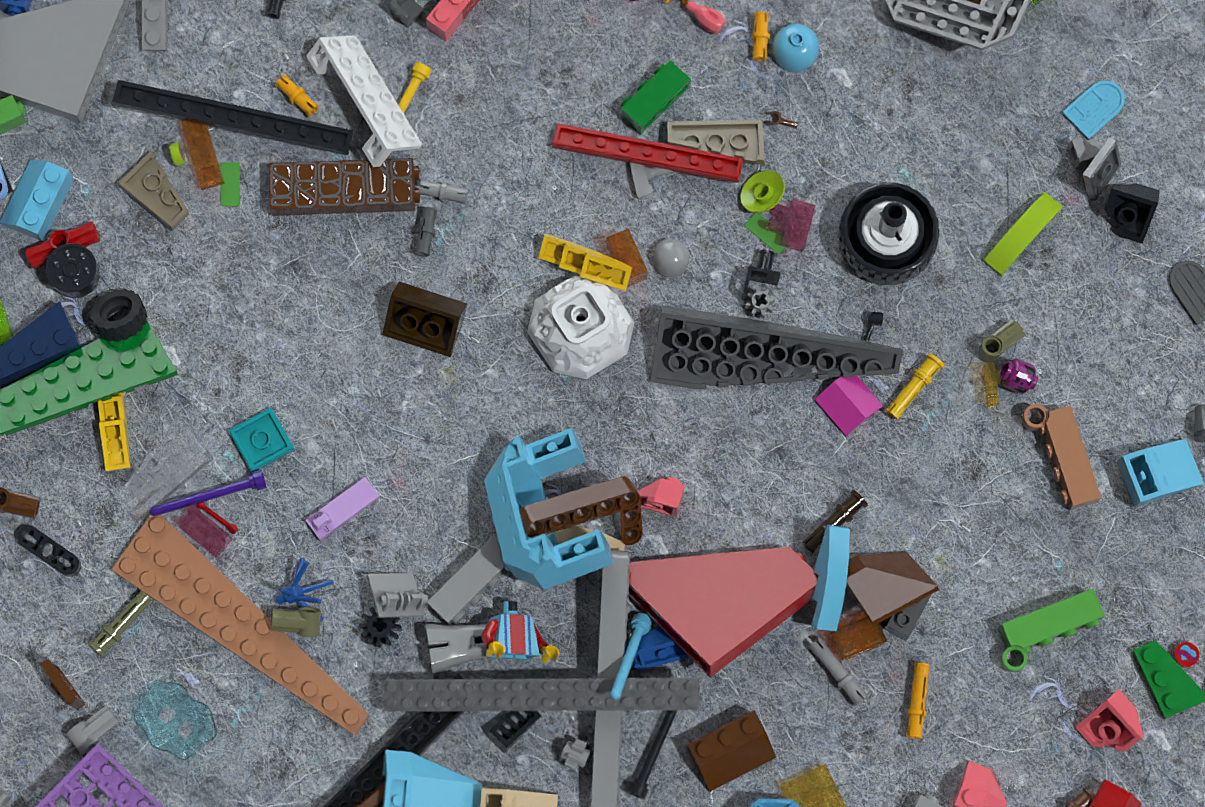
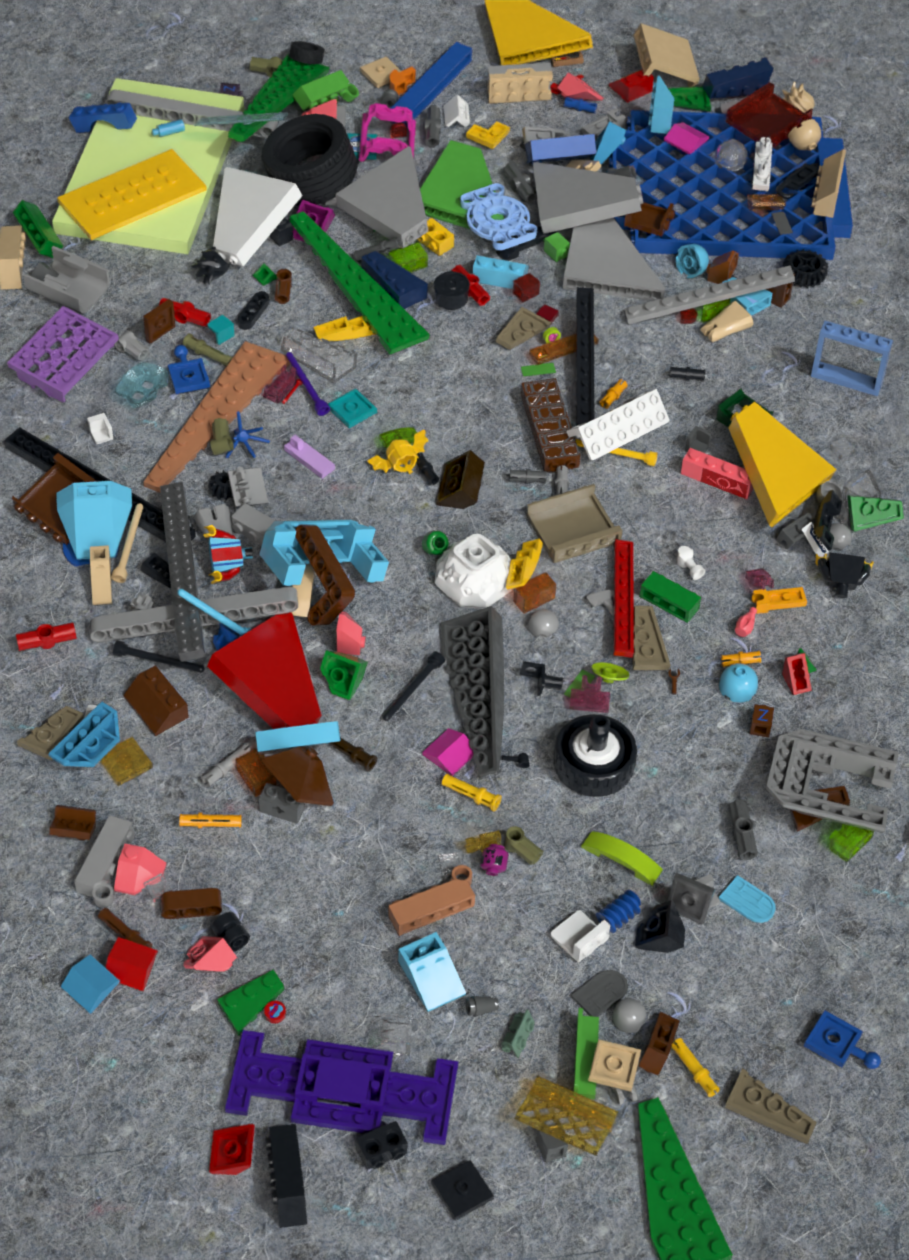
camera: 80 degrees right, 25 degrees down
(38, 648) = (186, 312): none -> red piece
(82, 169) = (526, 287): none -> clear red brick
(84, 599) = (222, 328): none -> teal panel
(124, 327) = (425, 316): black tyre -> none
(131, 152) = (548, 313): none -> dark red tile
(152, 667) = (192, 367): none -> blue plate
(247, 786) = (100, 428): none -> white panel
(332, 385) = (400, 433): none -> clear neon green slope
(369, 387) = (399, 453): none -> yellow helmet
(390, 359) = (426, 469): none -> black pin
(511, 779) = (120, 573): none -> tan piece
(517, 191) = (572, 524): none -> dark tan panel
(528, 366) = (435, 542): none -> green head
(593, 66) = (685, 559): none -> white leg
(714, 399) = (435, 661): none -> black piece
(721, 510) = (343, 673): none -> green slope
(756, 297) = (518, 680): light grey gear -> none
(856, 33) = (761, 720): none -> reddish brown brick
(1022, 90) = (744, 838): none -> dark grey piece
(1034, 735) = (191, 903): none -> reddish brown beam
(1047, 623) = (286, 903): bright green hinge -> none
(1083, 692) = (230, 928): none -> black wheel
(1103, 250) = (620, 910): none -> blue piece
(1128, 298) = (580, 935): none -> white bracket

